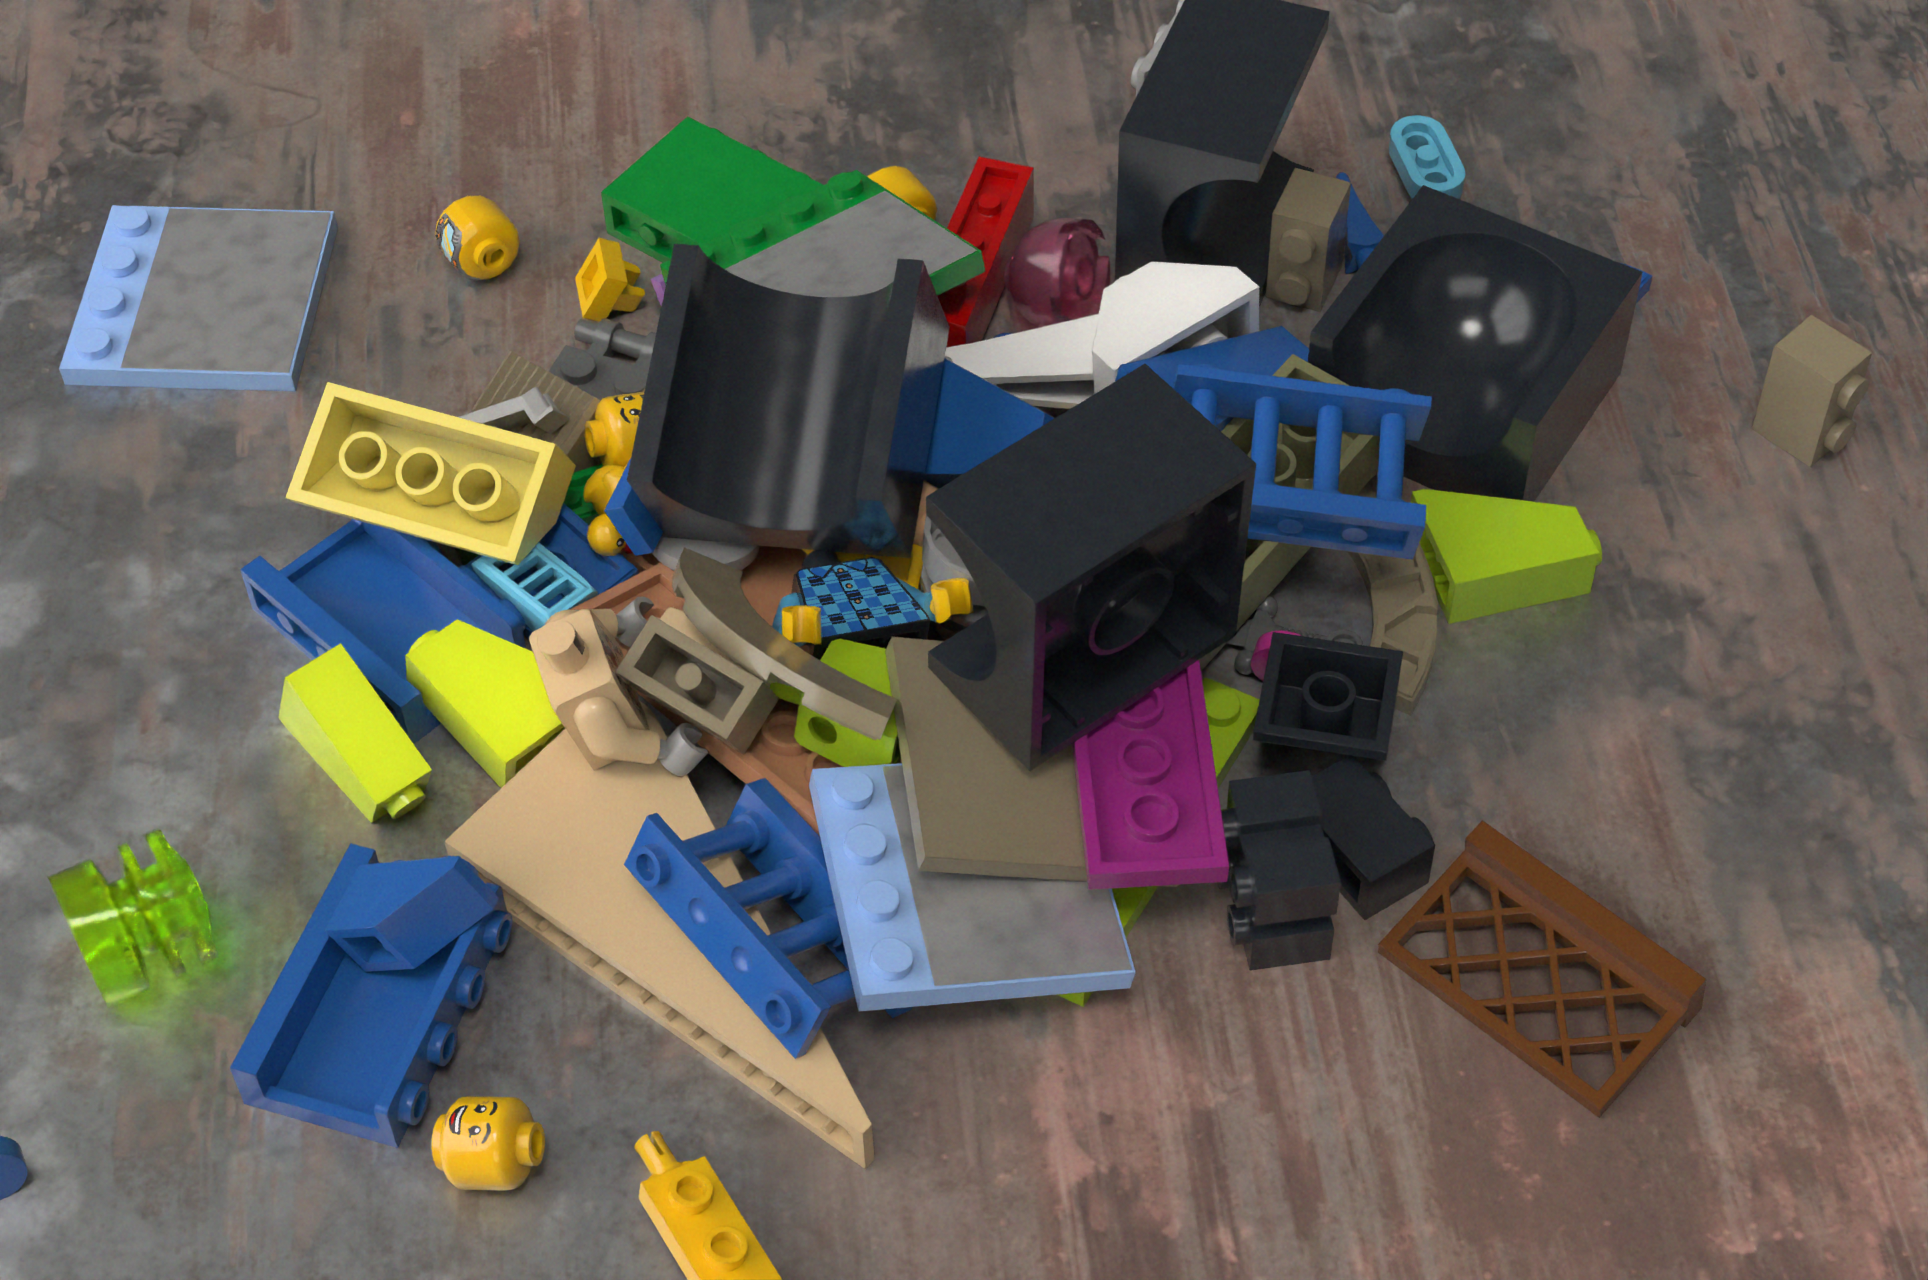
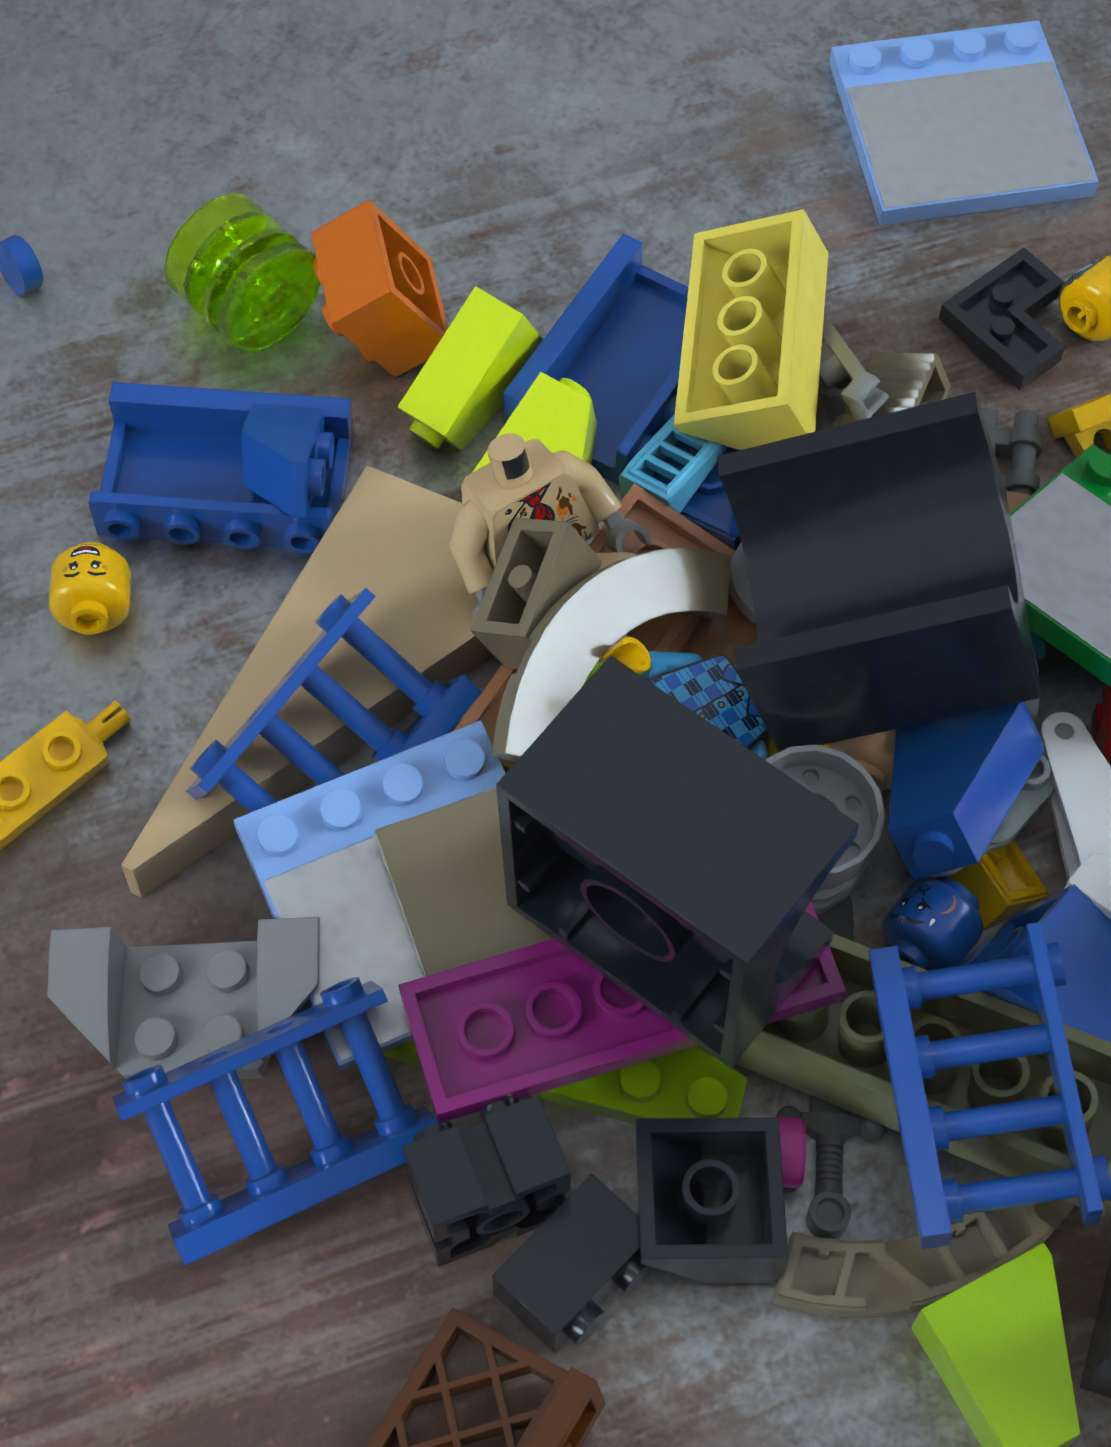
camera: 75 degrees right, 10 degrees up
(221, 785) = (379, 288): none -> orange brick
(463, 324) = (998, 321): none -> black plate
(1026, 1093) = (181, 999): none -> light grey piece
(1232, 1015) = (270, 1189): none -> blue fence

